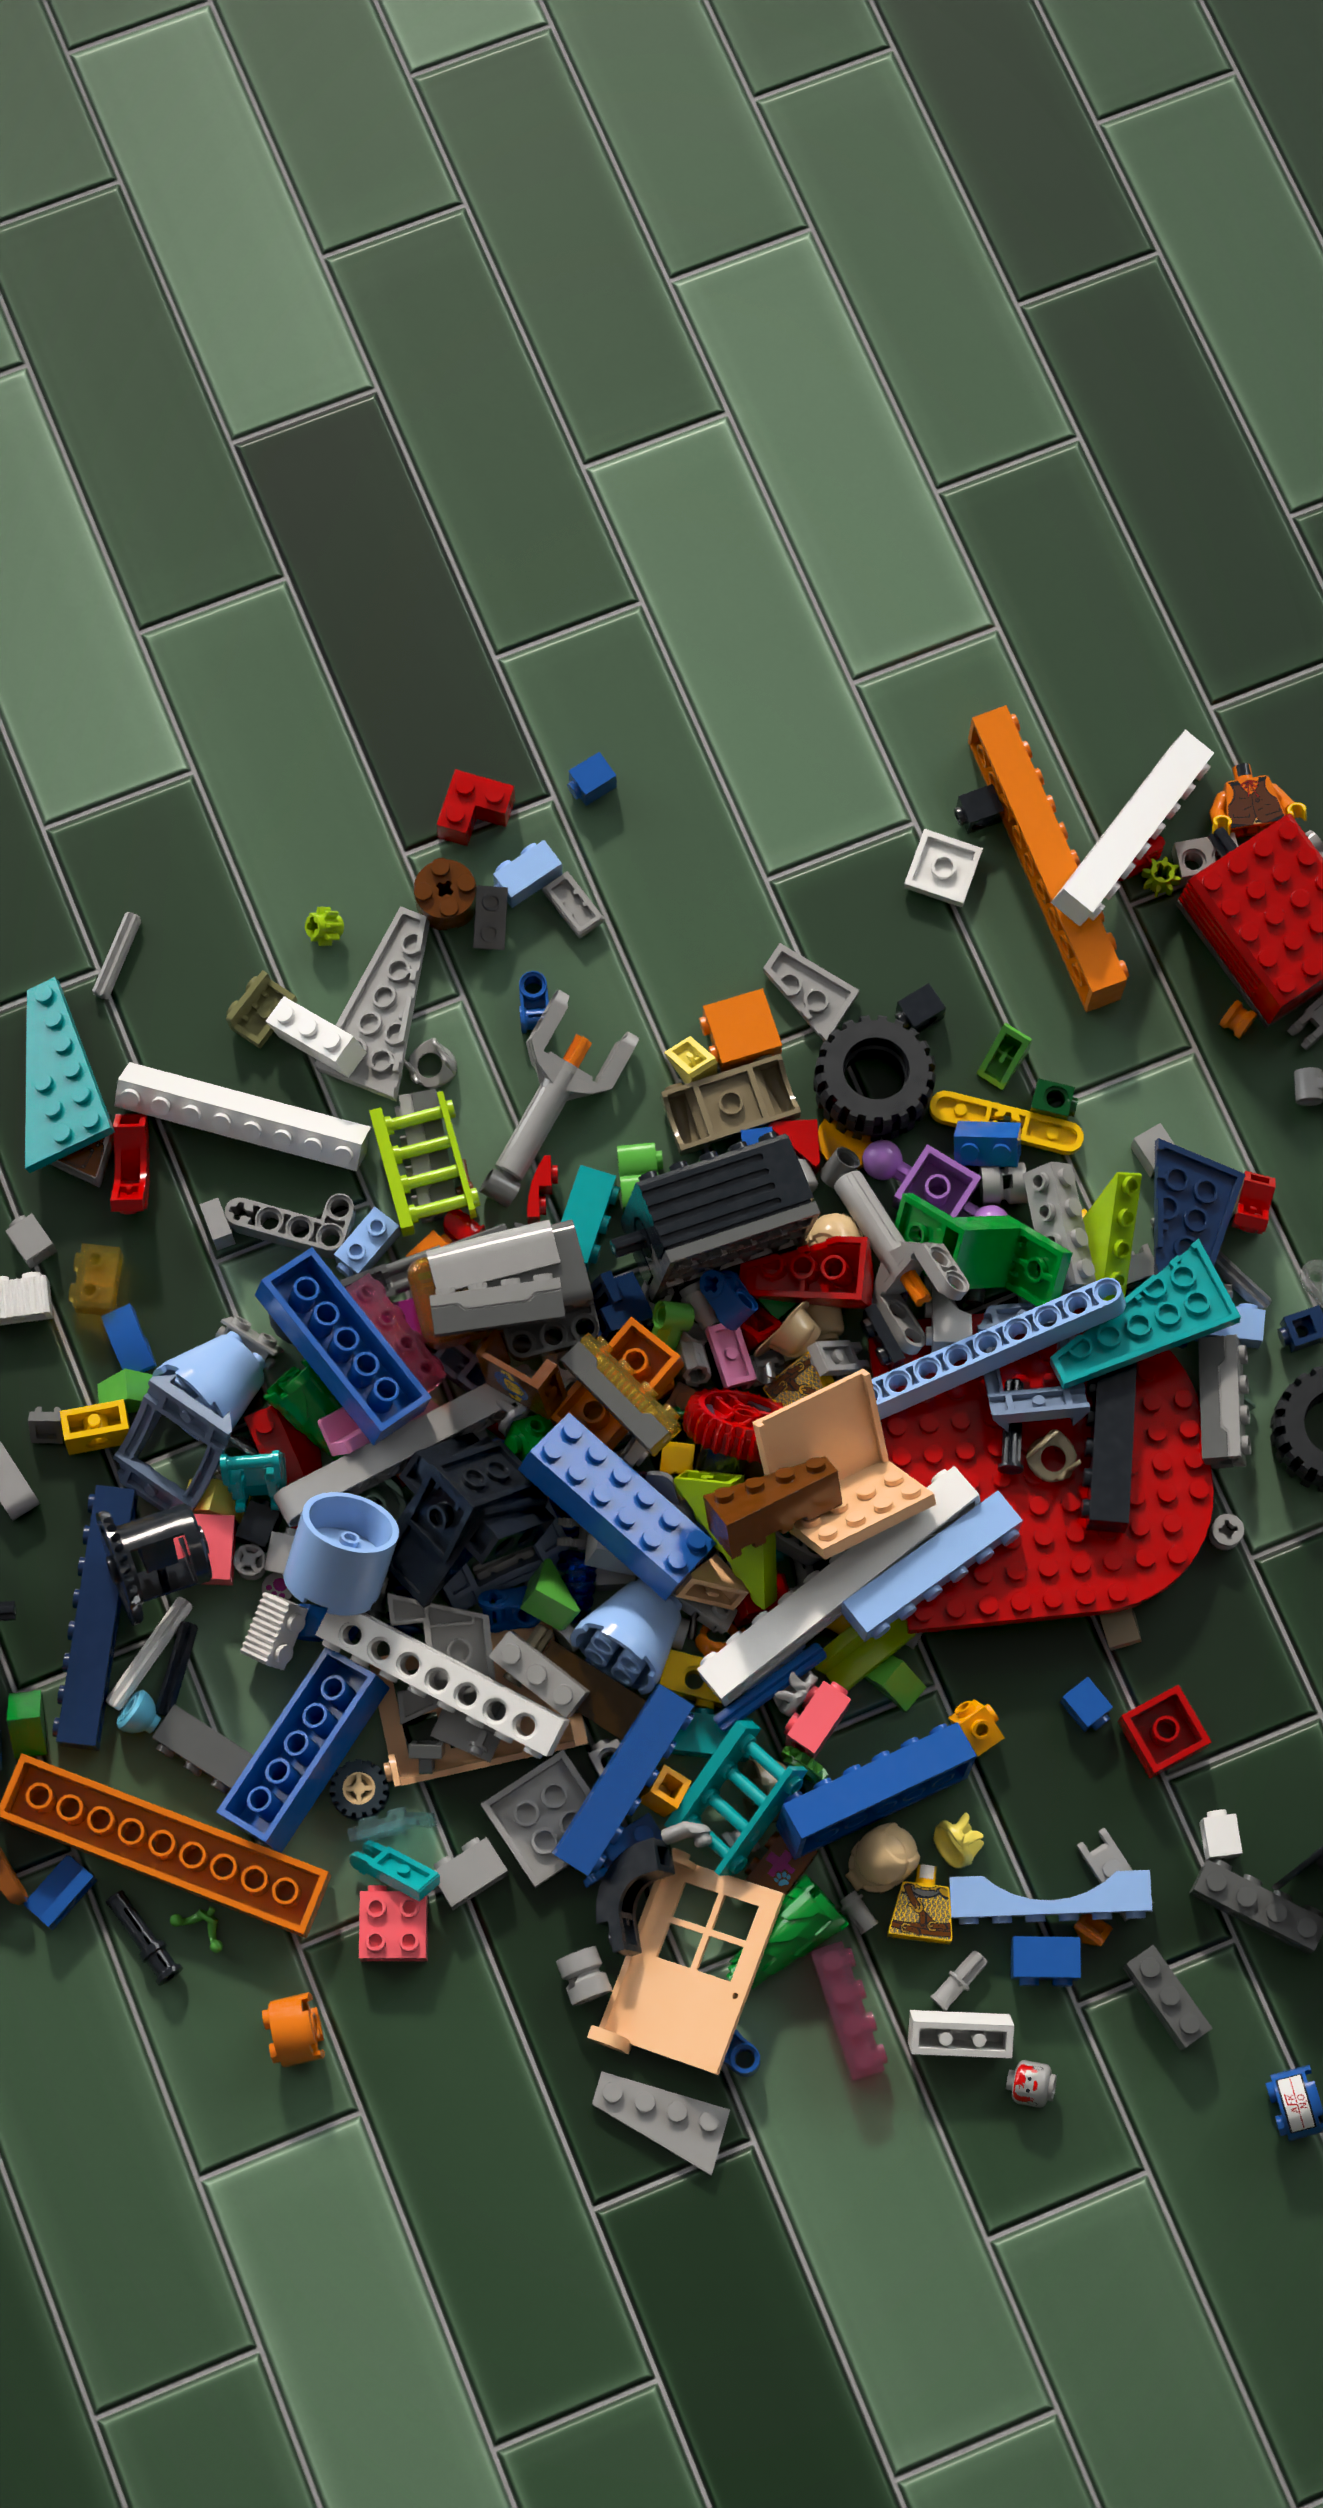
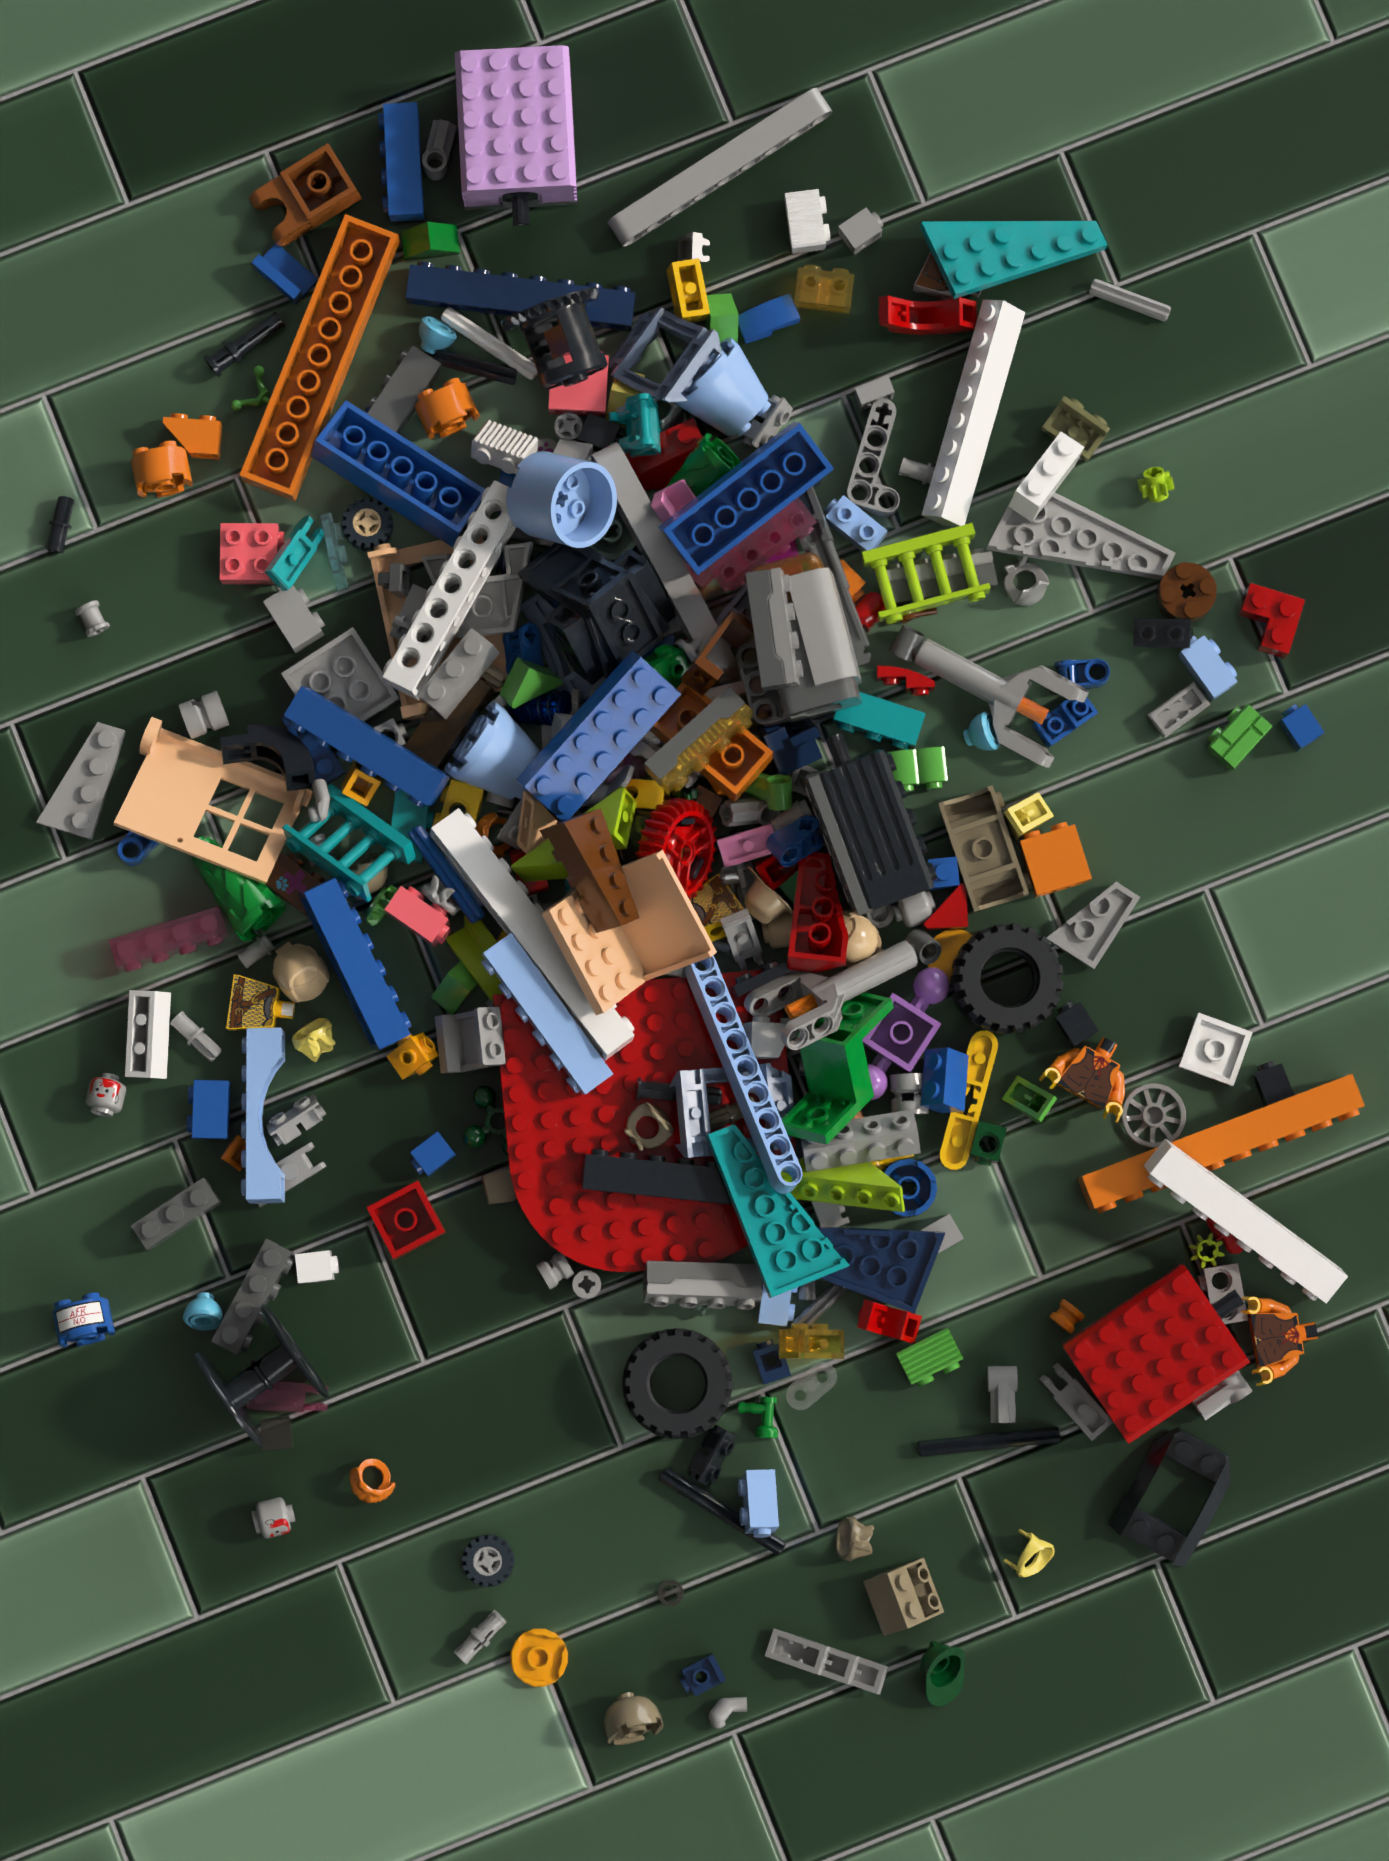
camera: 90 degrees right, 10 degrees up
(228, 1696) = (446, 409): none -> orange brick
(253, 1988) = (198, 436): none -> orange slope
(305, 1178) = (917, 470): none -> light grey pin
(355, 2153) = (60, 524): none -> black axle
(469, 2112) = (92, 618): none -> light grey bush
(582, 1020) = (1064, 720): none -> blue slope
(600, 1108) = (982, 733): none -> medium azure brick
(602, 842) = (1238, 737): none -> bright green brick
(958, 1659) = (470, 1040): none -> light grey panel
(978, 992) = (1090, 1076): none -> torso
(1015, 933) = (1153, 1115): none -> light grey wheel
(1034, 1371) = (726, 1115): none -> dark tan axle
(1058, 1876) = (285, 1124): none -> light grey hinge
(1063, 1657) = (475, 1135): none -> dark green piece
(1098, 1167) = (924, 1181): none -> blue brick
(1212, 1566) = (555, 1270): none -> light grey wheel
(1278, 1964) = (203, 1313): none -> medium azure brick
(1283, 1282) = (811, 1343): none -> clear yellow brick
(1289, 1162) = (929, 1356): none -> bright green brick

